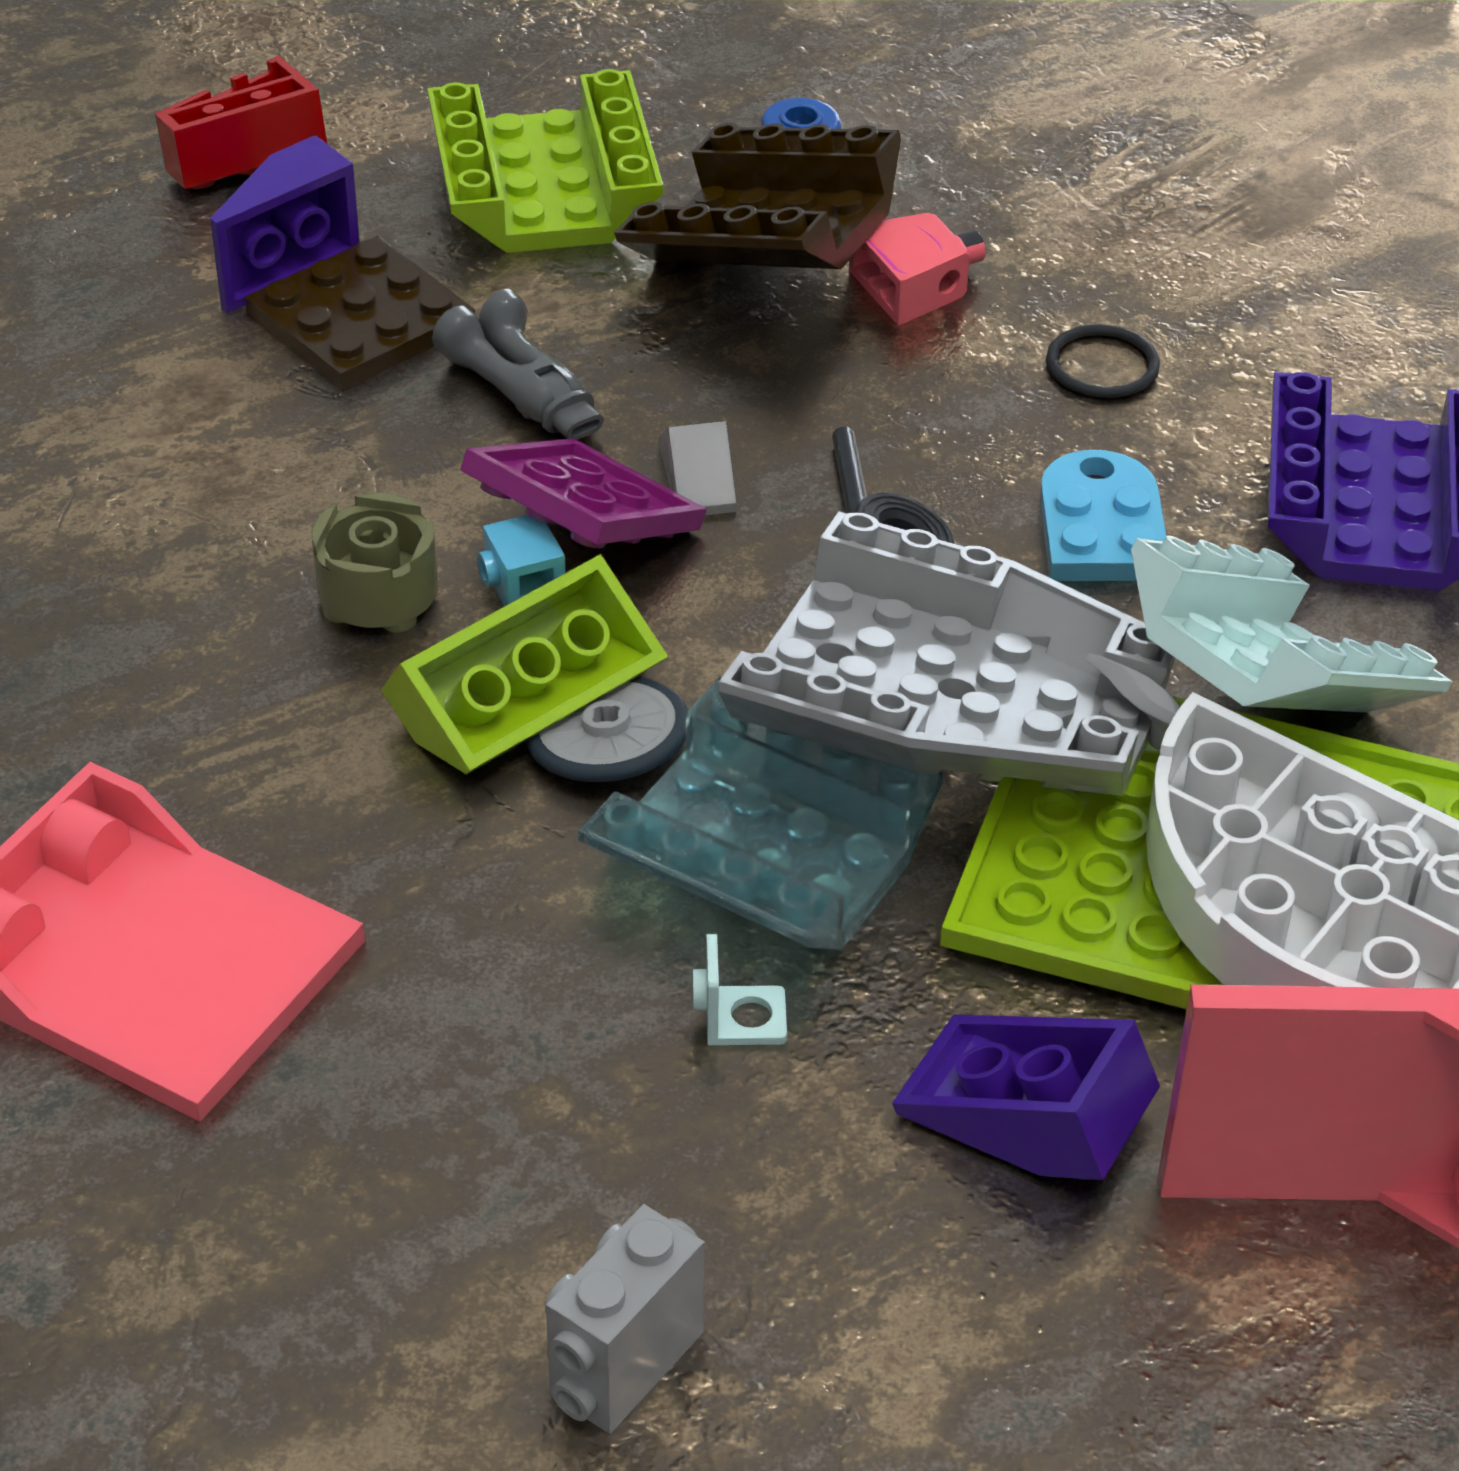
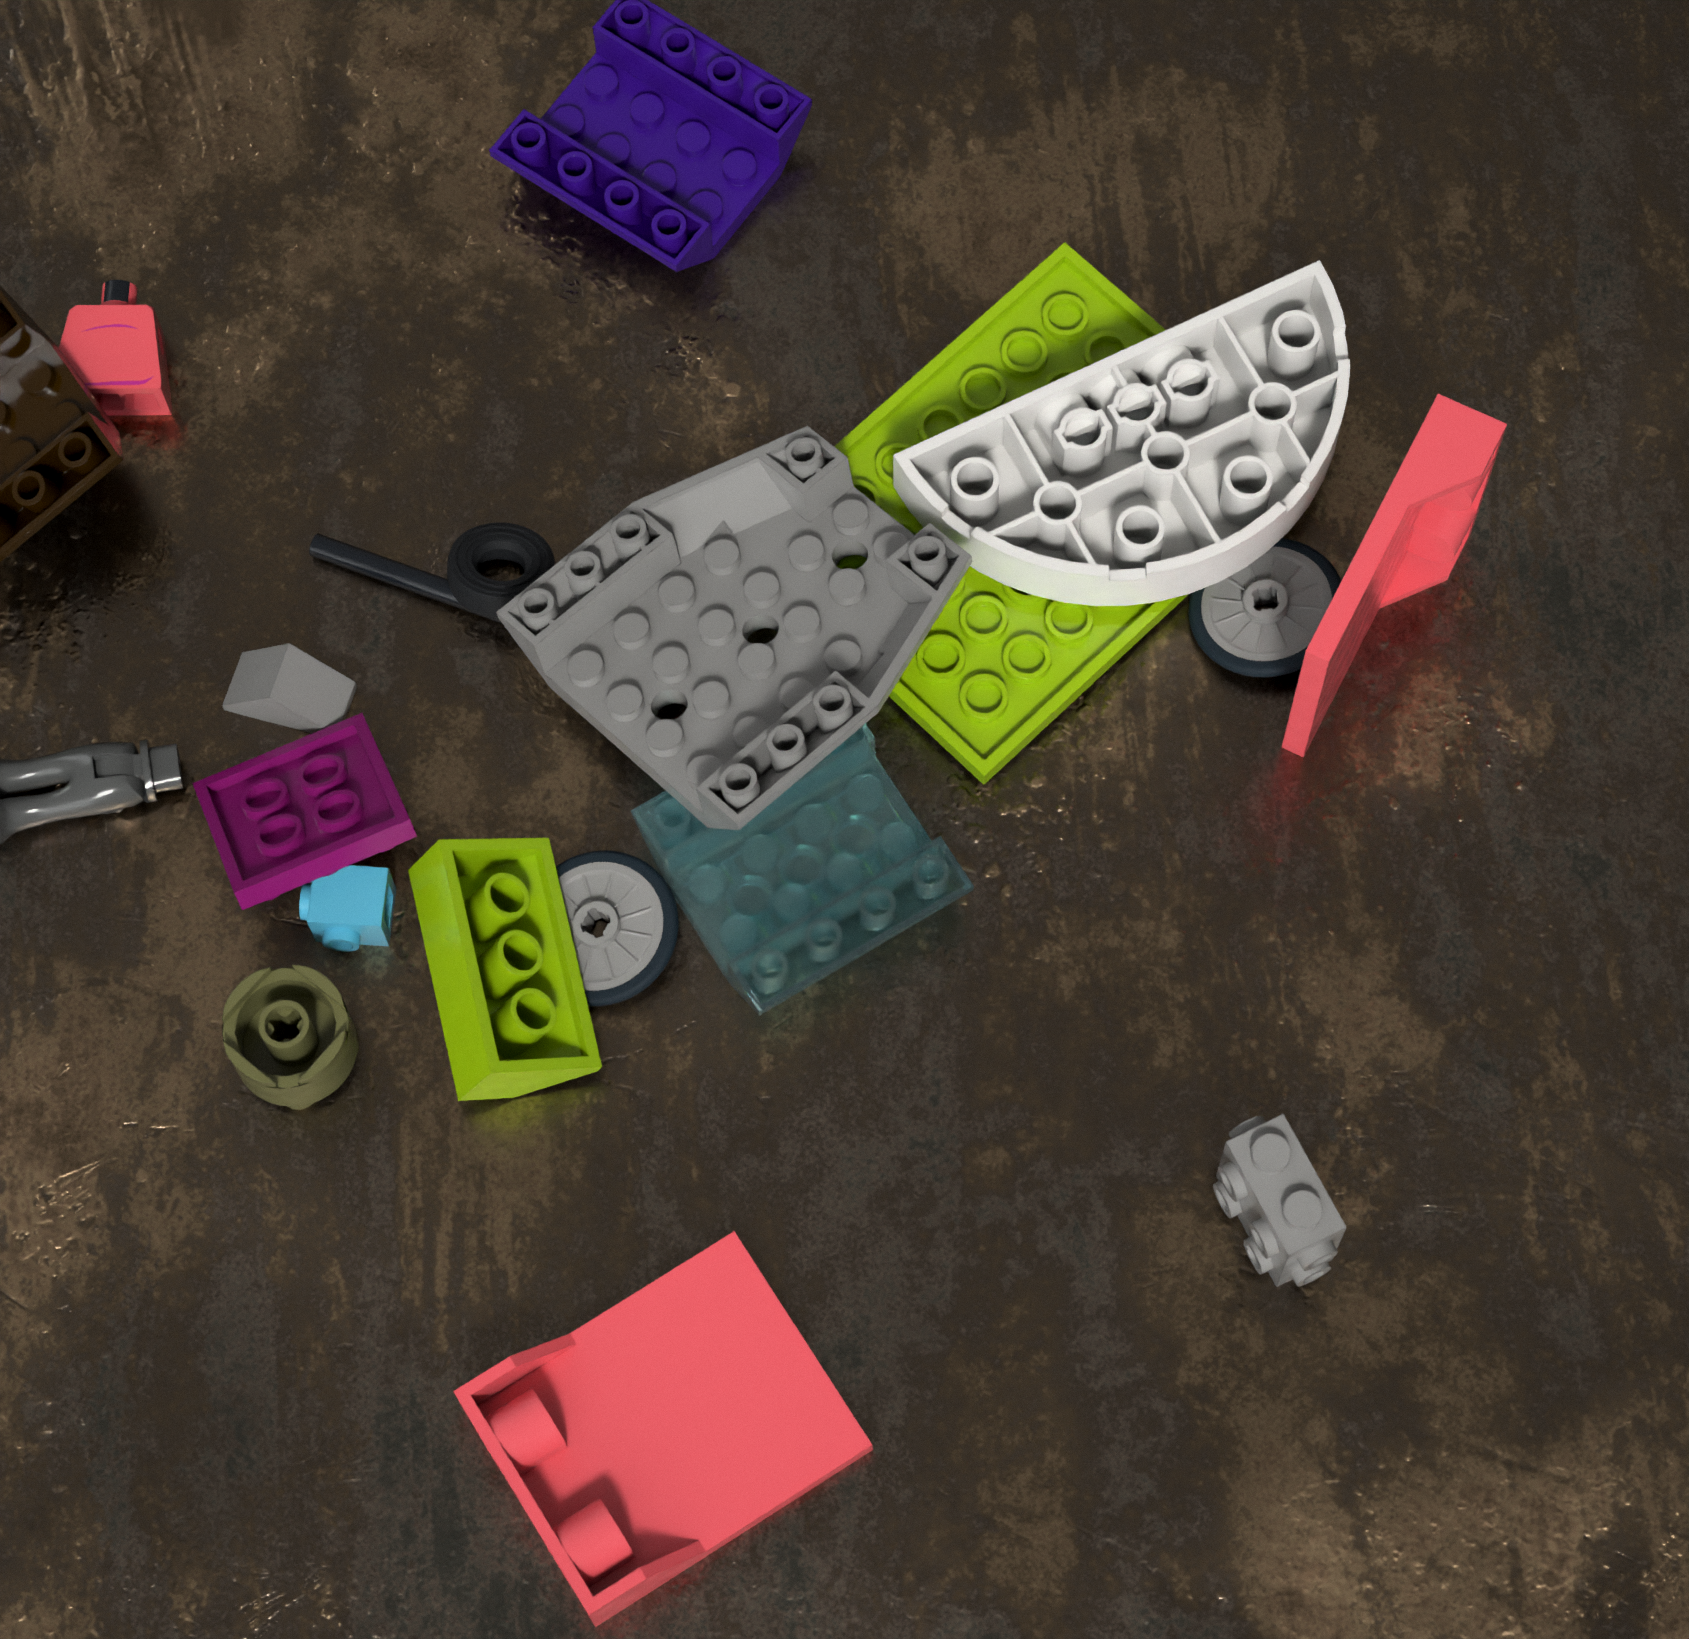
camera: 60 degrees left, 25 degrees up
(722, 1000) = (966, 986): light aqua bracket -> none
(1035, 1090) = (1175, 798): dark purple slope -> none
(1097, 521) = (554, 390): medium azure plate -> none
(1101, 391) = (339, 314): black piece -> none
(1141, 692) = (852, 490): light grey bar -> none
(1232, 626) = (860, 367): light aqua slope -> none

